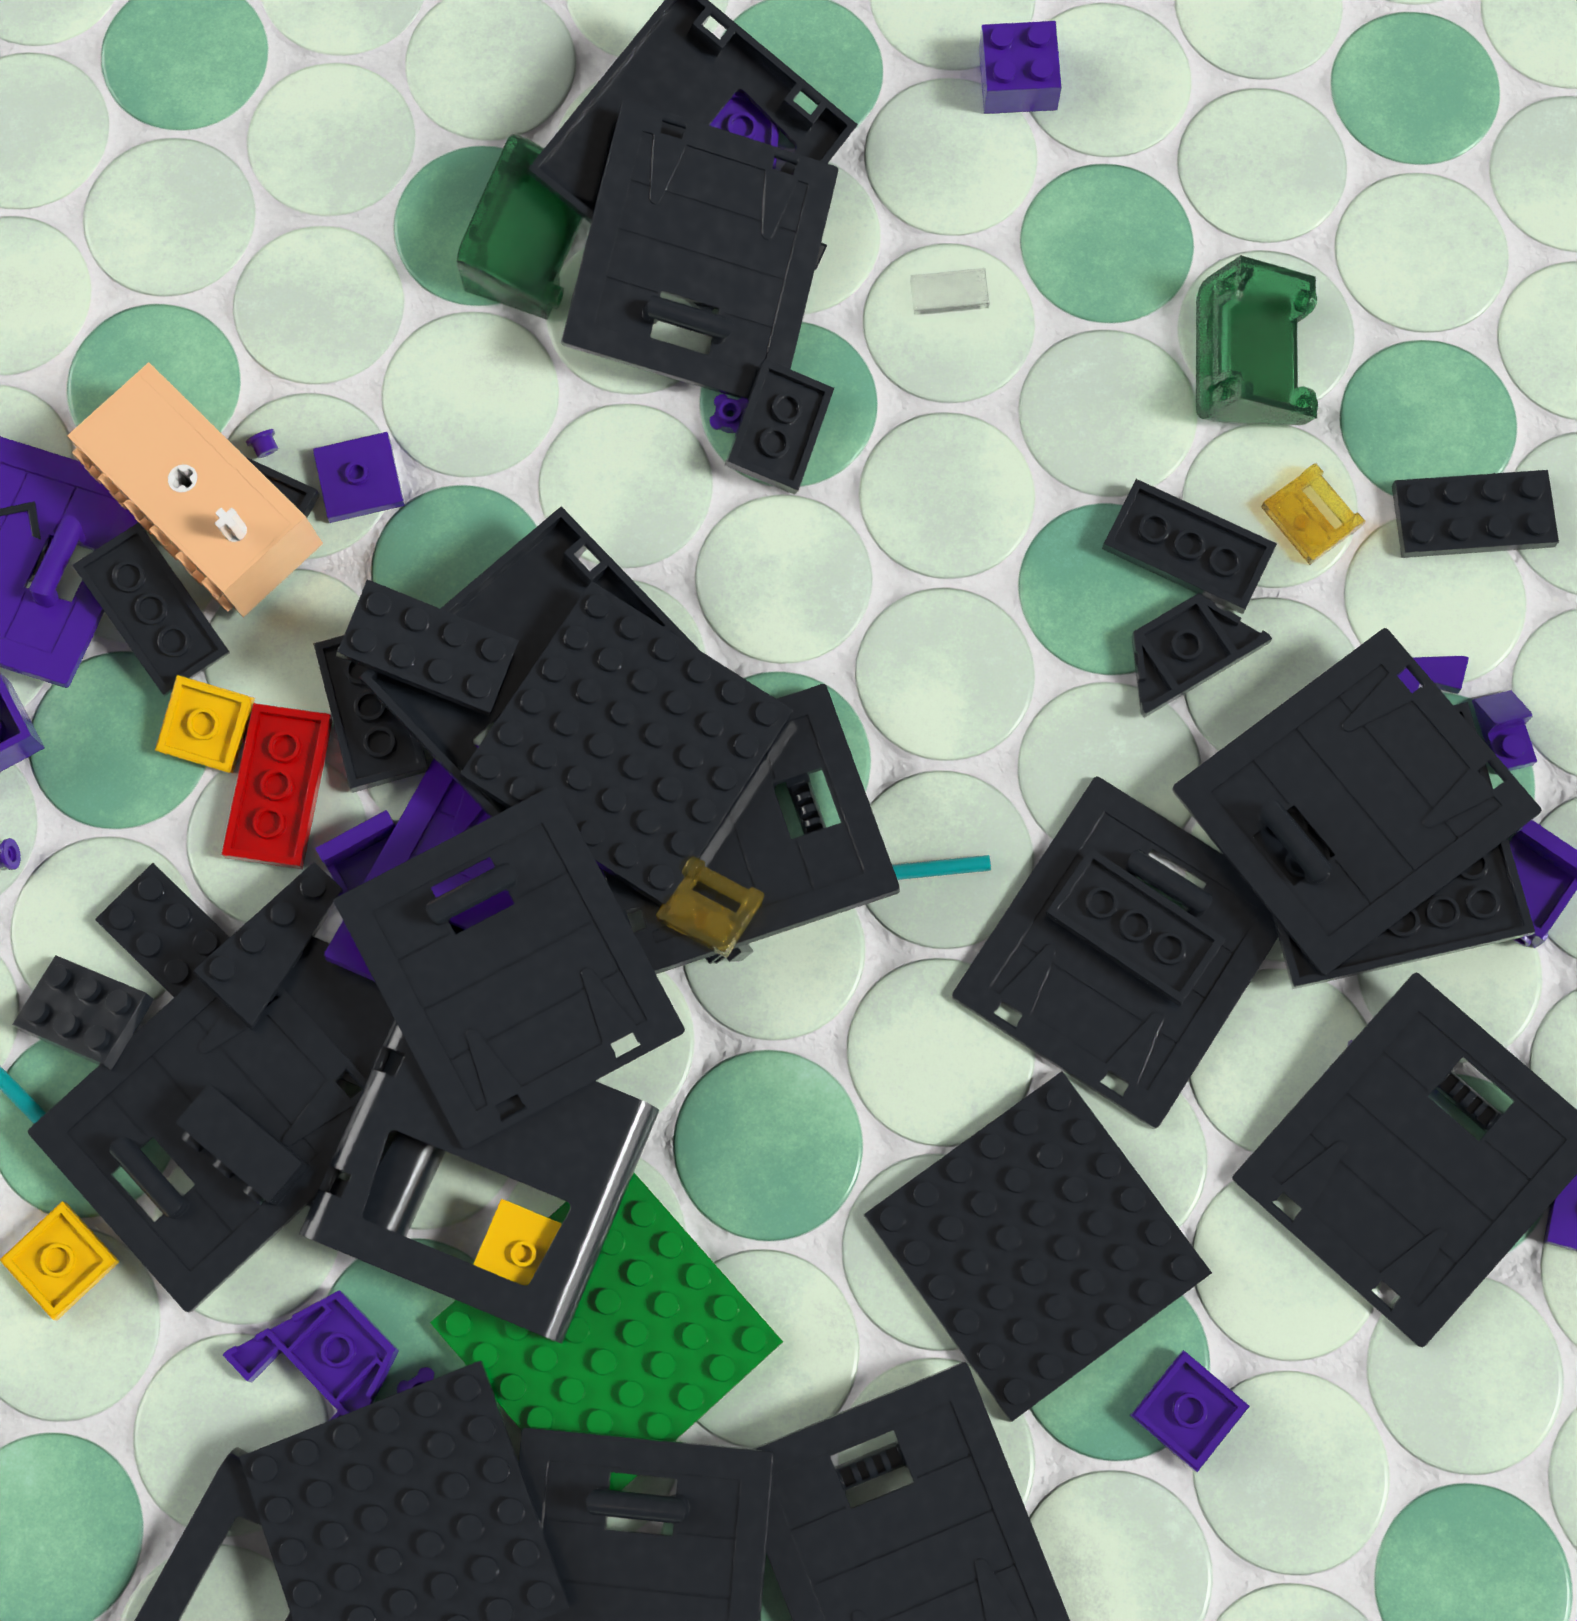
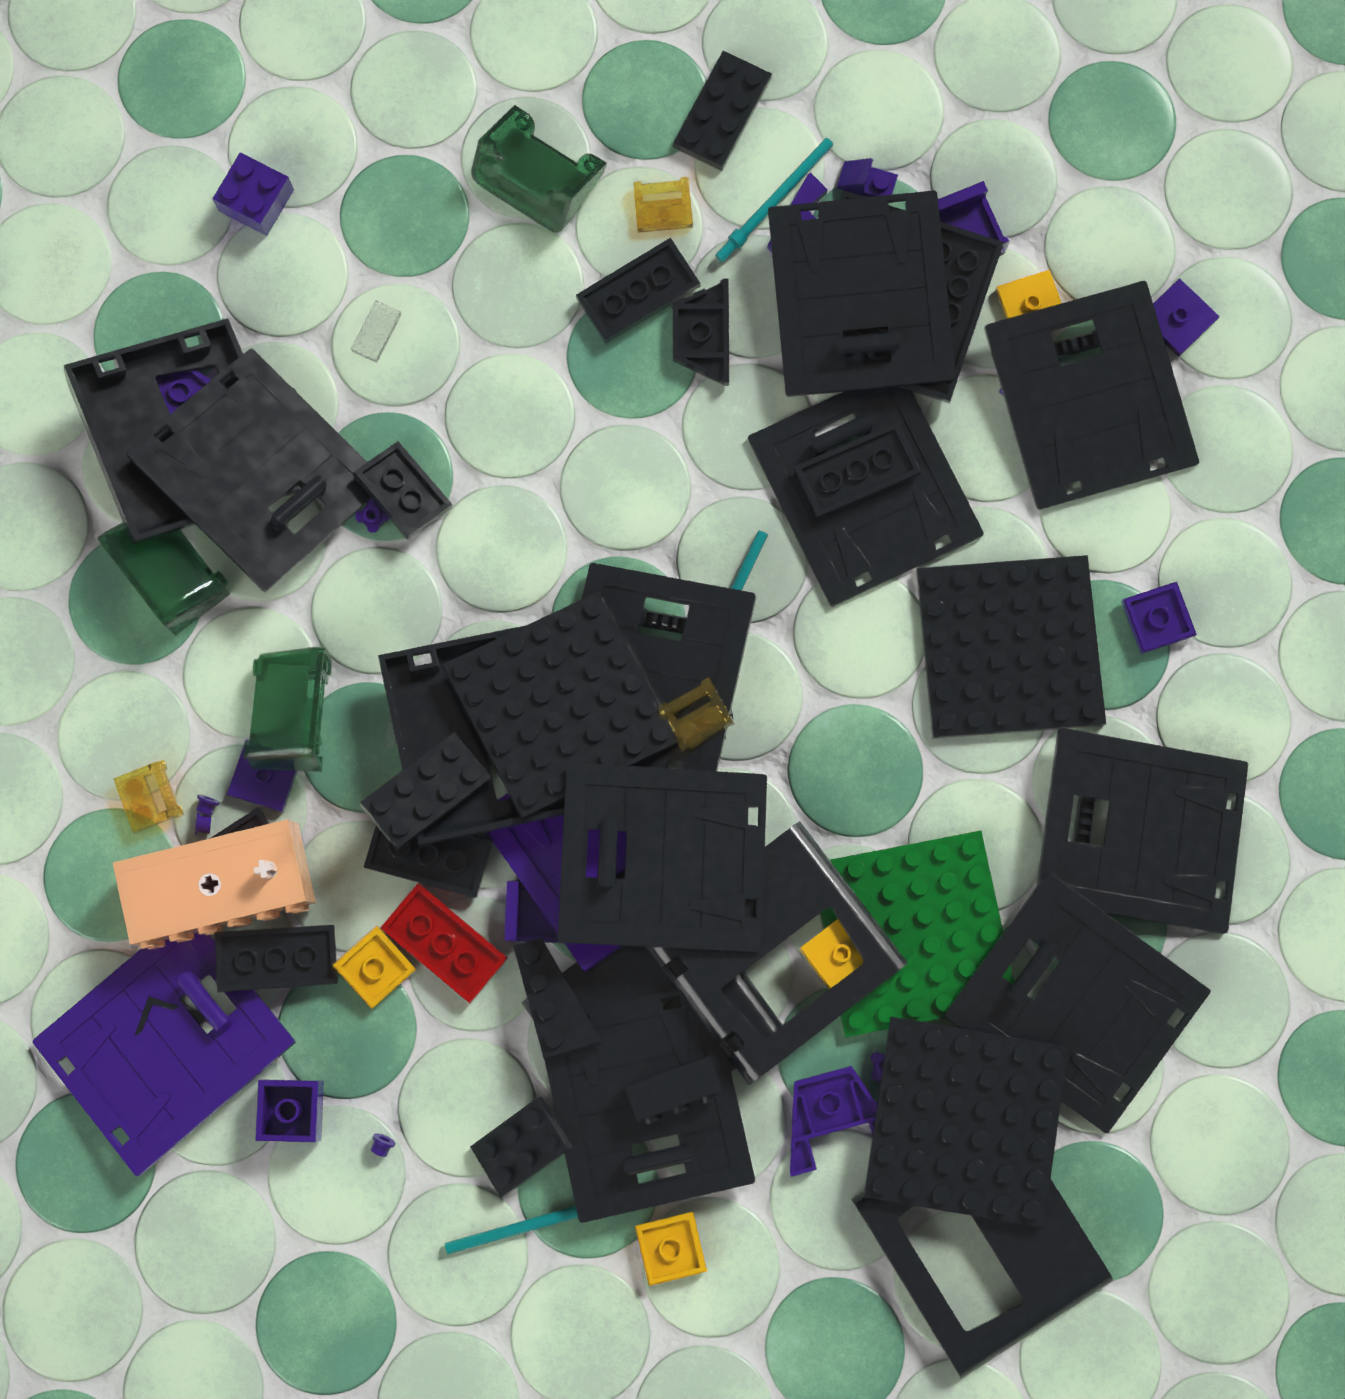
camera: 60 degrees left, 5 degrees up
(162, 929) = (497, 1067): black plate -> none
(253, 360) = (138, 798): none -> clear yellow plate
(289, 434) = (206, 804): none -> dark purple piece
(445, 452) = (288, 709): none -> clear green windscreen
(1331, 622) = (739, 237): none -> teal bar
(1495, 1006) = (1028, 294): none -> yellow plate

